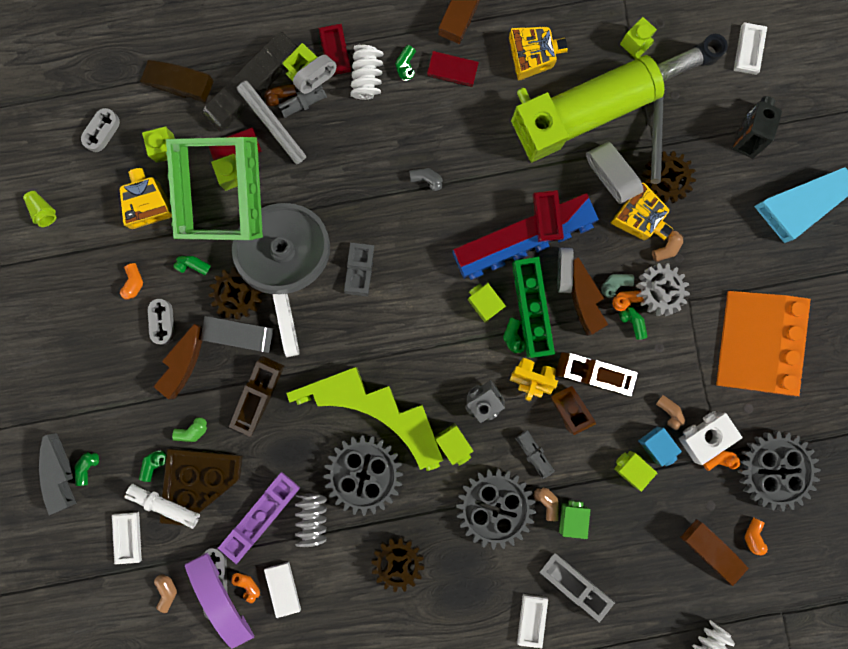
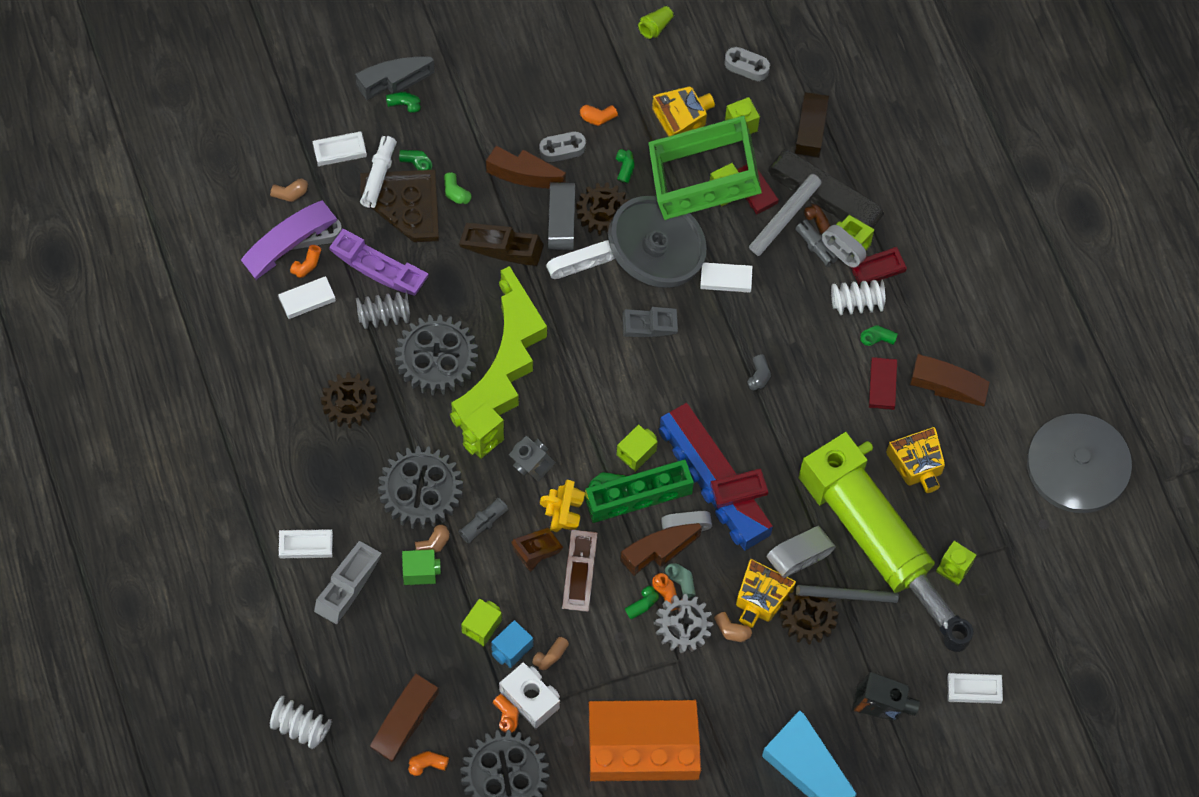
camera: 85 degrees right, 20 degrees down
(324, 190) = (726, 277): none -> white tile

